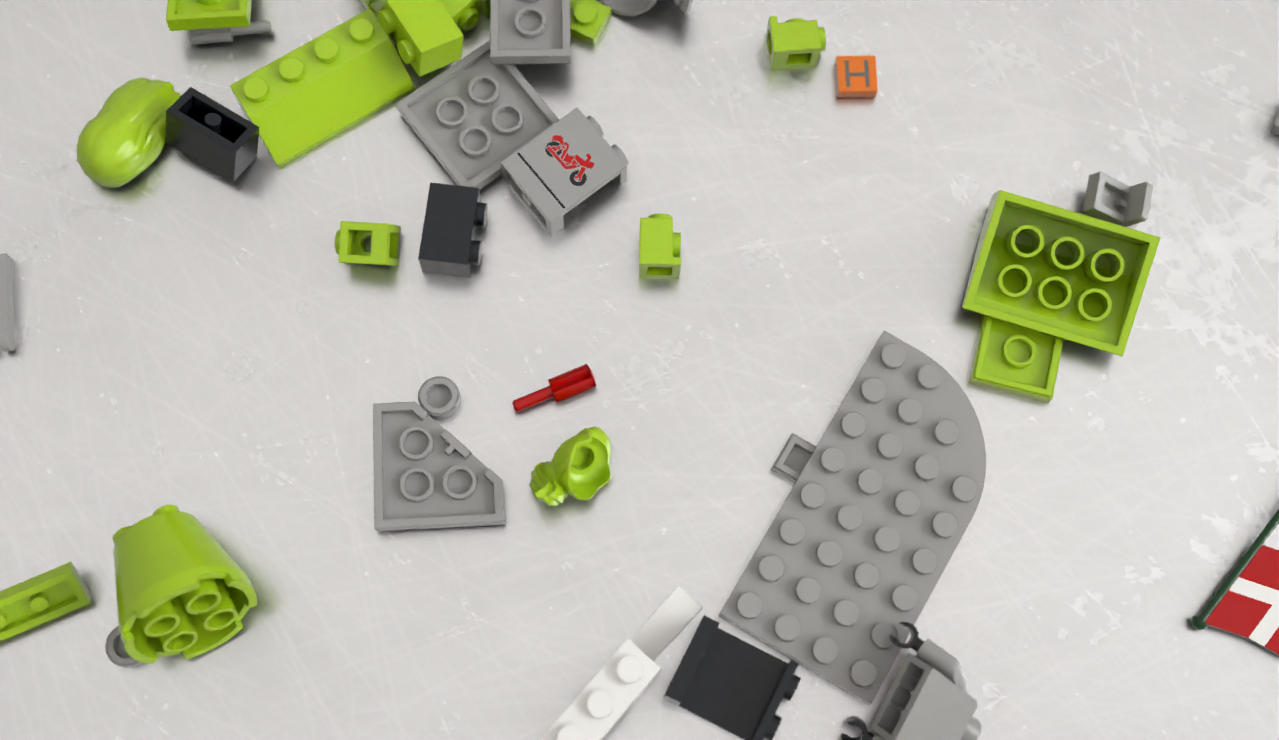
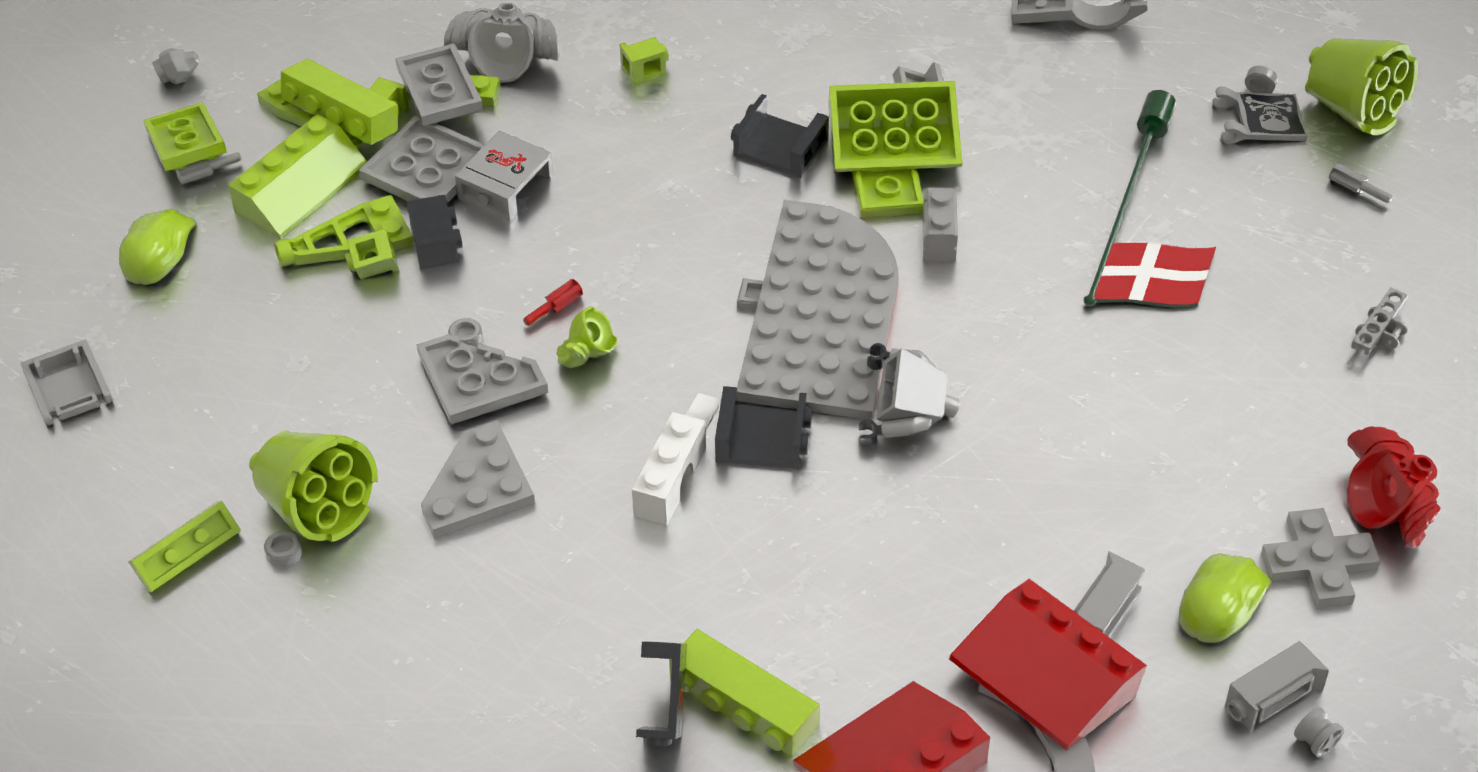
camera: 15 degrees left, 25 degrees down
(211, 134) = (223, 222): black brick -> none
(378, 630) = (476, 482): none -> light grey plate
(404, 193) = (379, 215): none -> lime plate
(659, 247) = (595, 199): lime brick -> none
(856, 76) = (698, 69): orange tile -> none
(912, 227) = (778, 141): none -> black panel
(1059, 443) = (940, 225): none -> light grey brick

